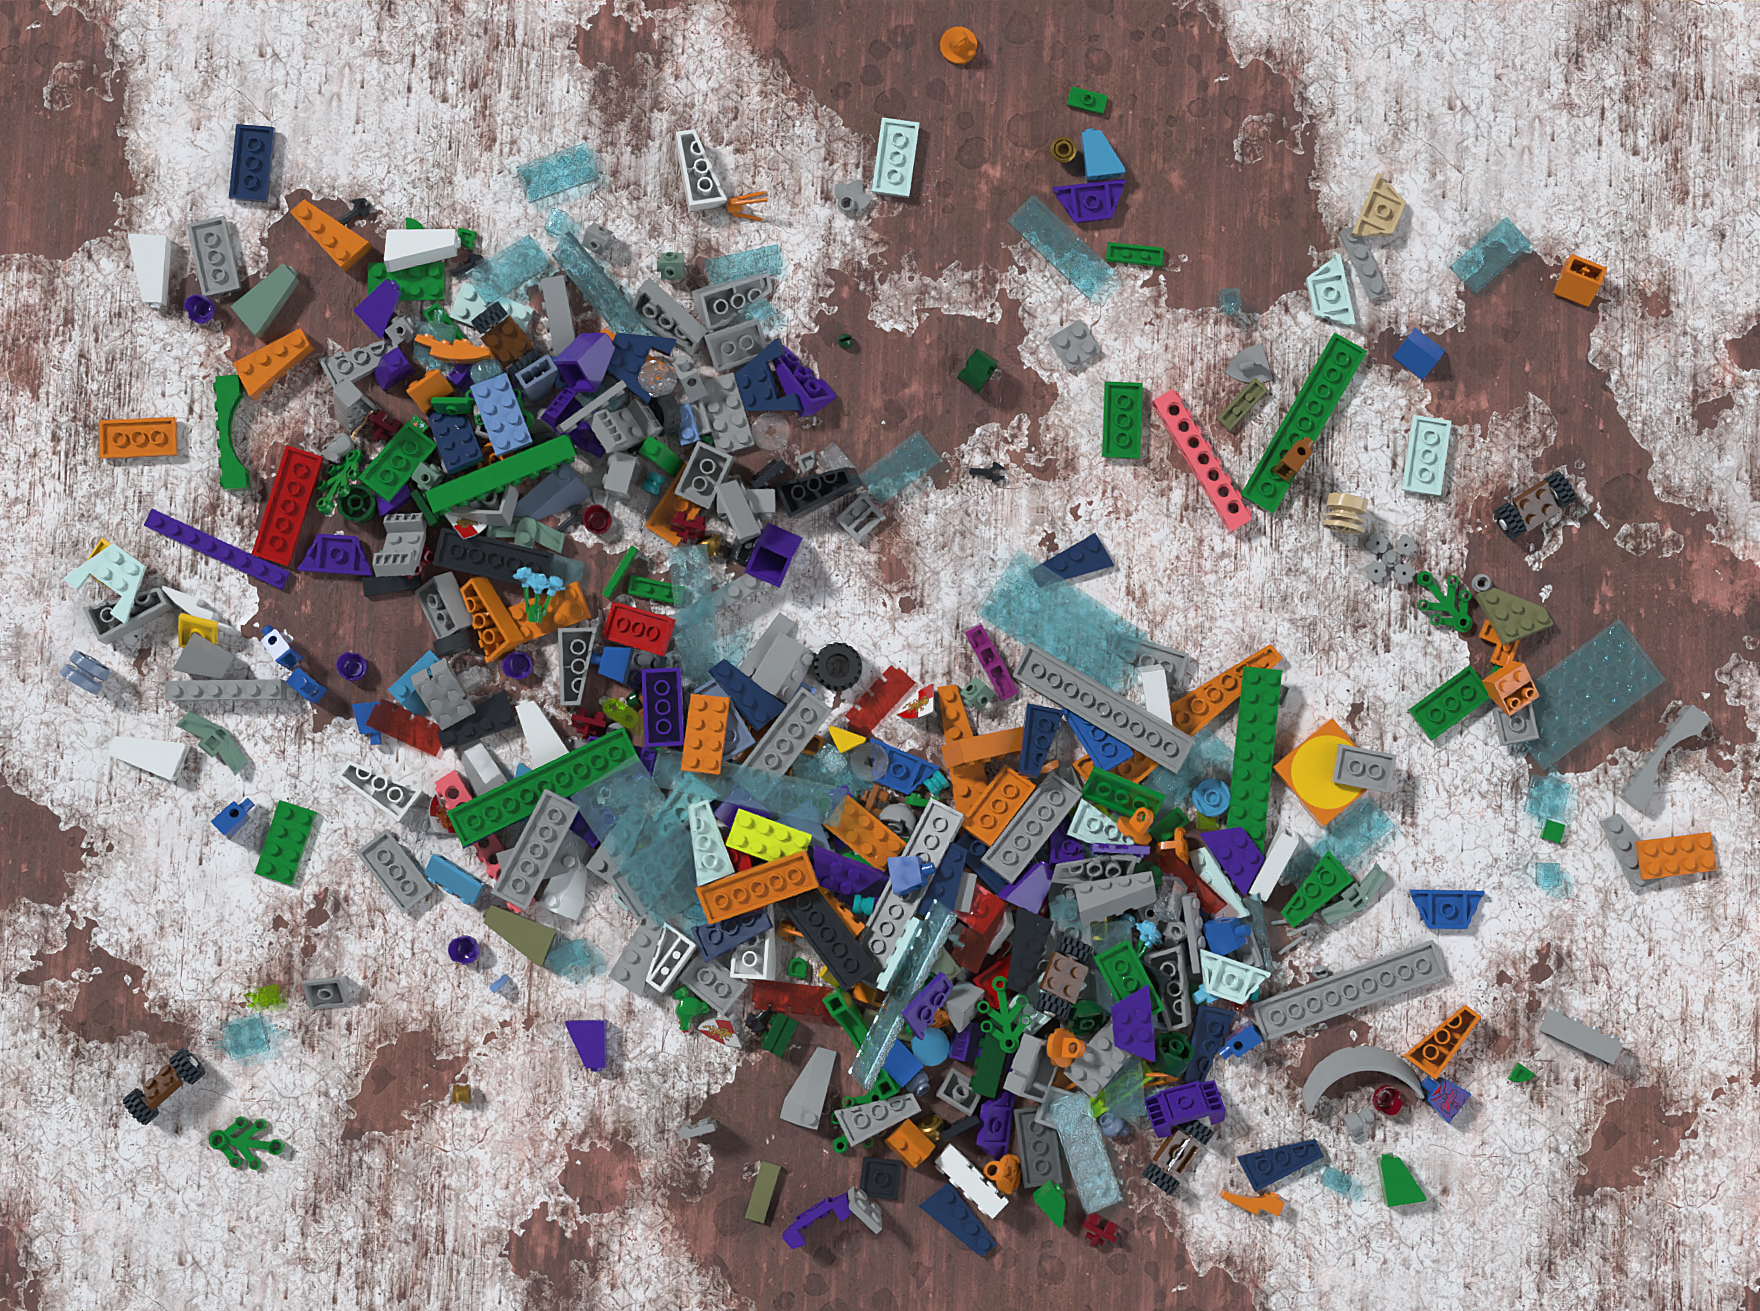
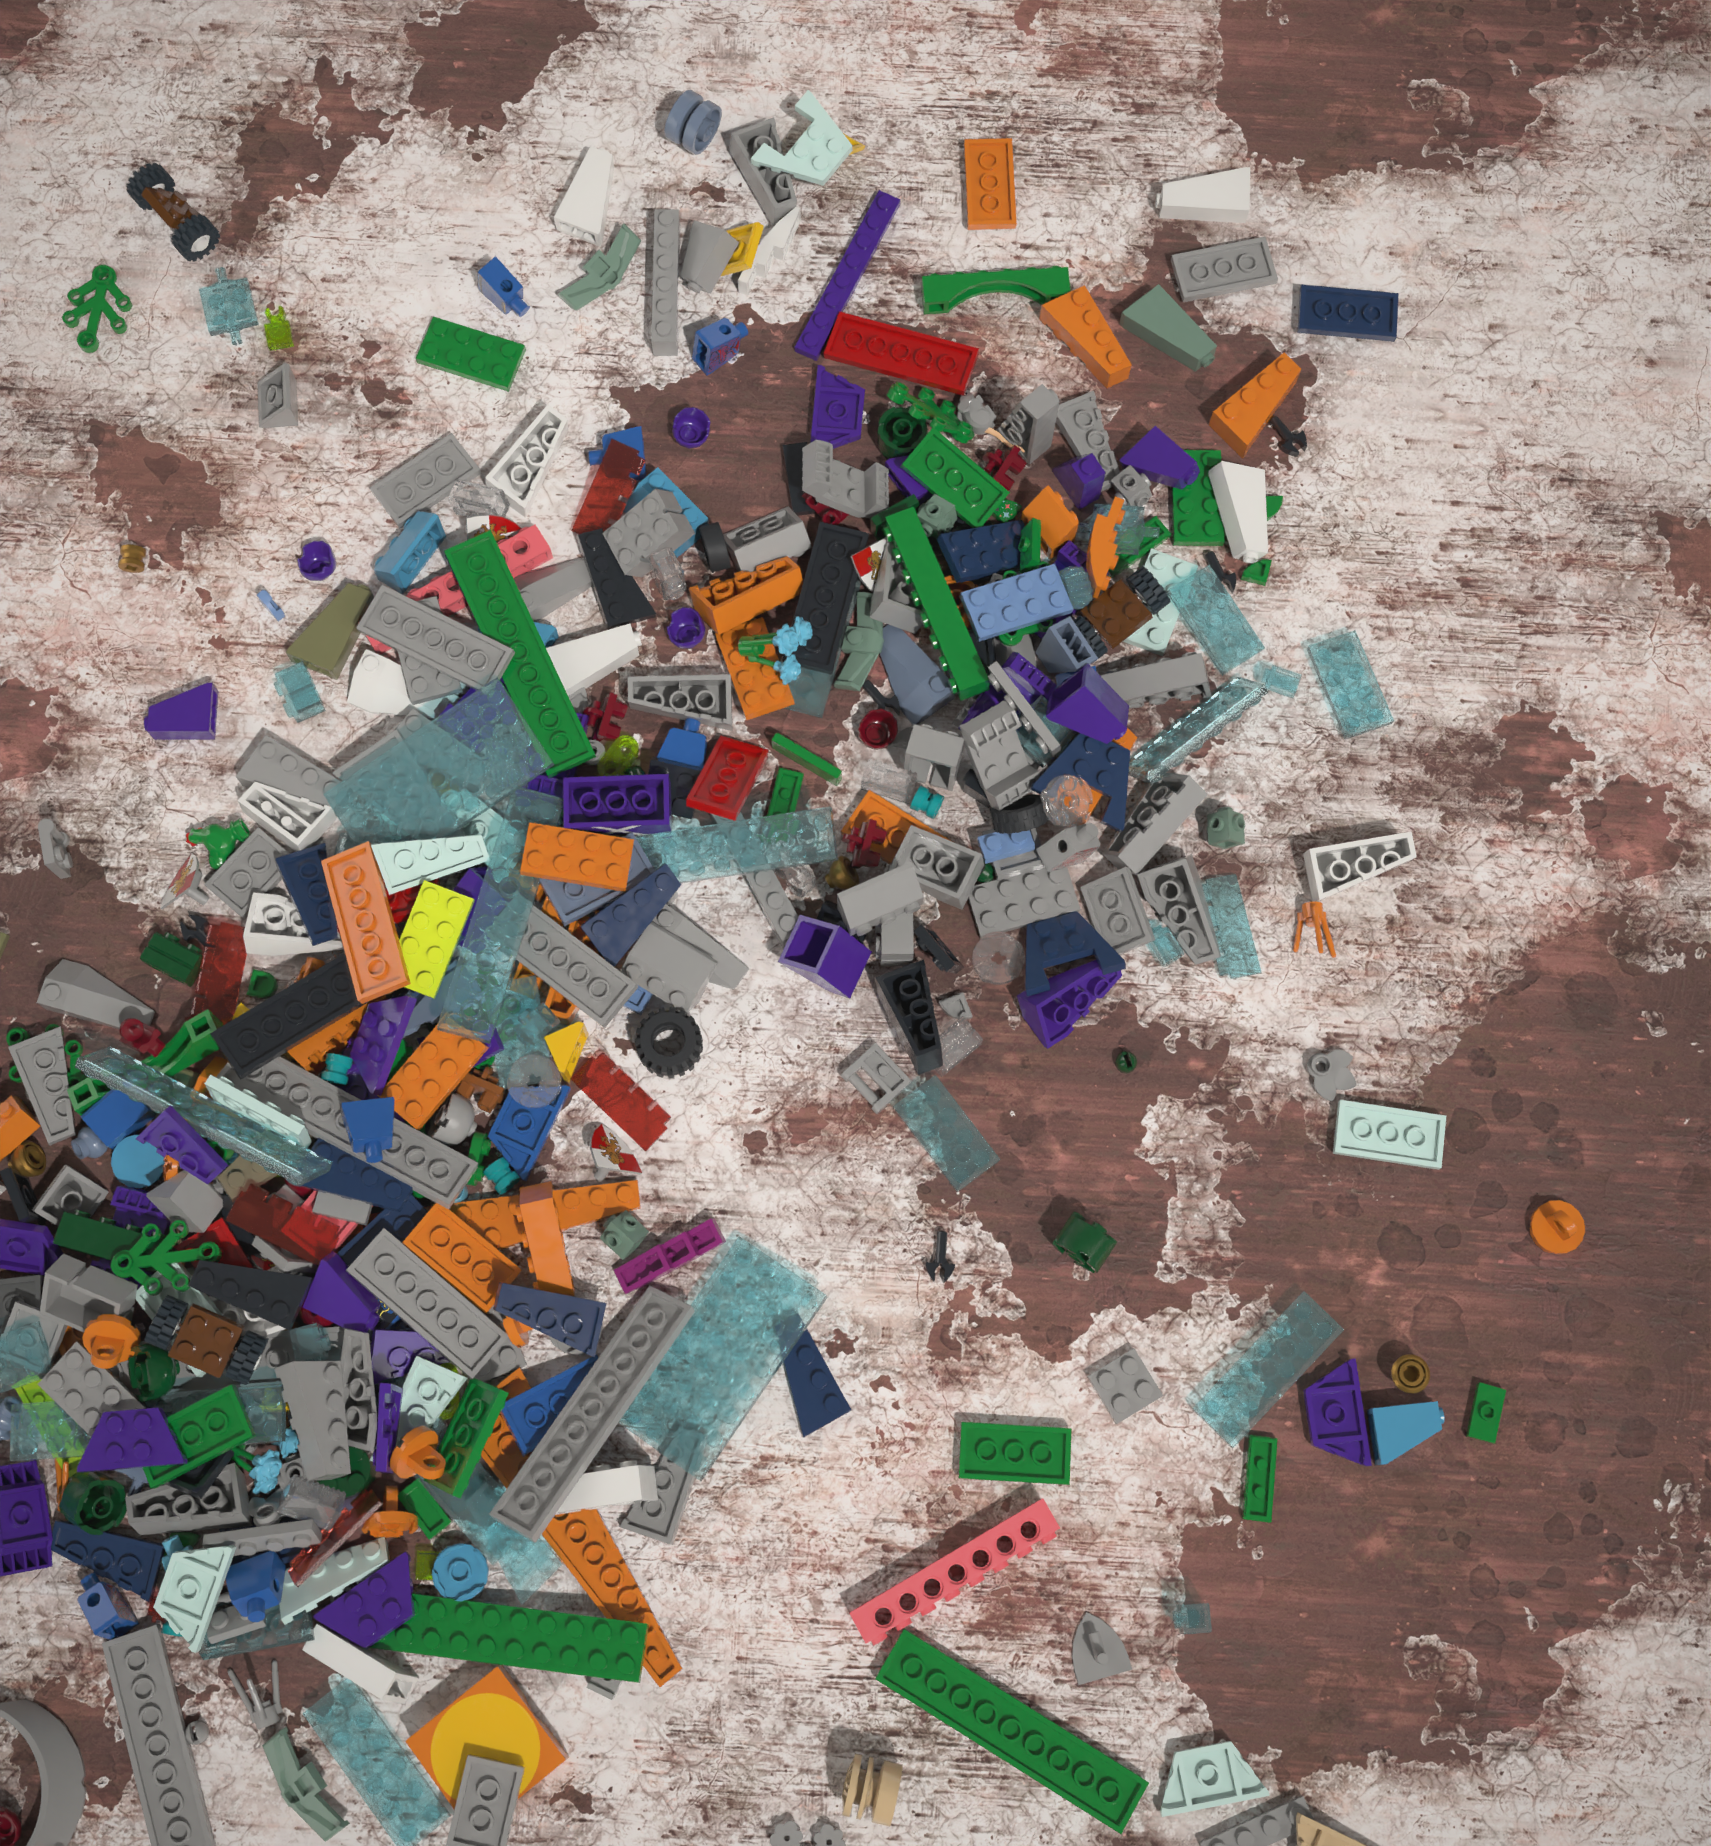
camera: 90 degrees right, 10 degrees down
(199, 308) = (1156, 252): dark purple hair -> none
(306, 684) = (672, 371): blue torso -> none
(597, 238) = (1260, 732): light grey brick -> none
(661, 457) = (962, 809): green slope -> none
(841, 1049) = (141, 1037): none -> dark red hips
(1242, 404) = (1039, 1636): olive tile -> none
(1294, 459) = (948, 1706): dark orange torso -> none
(1318, 888) = (316, 1732): green wing -> none

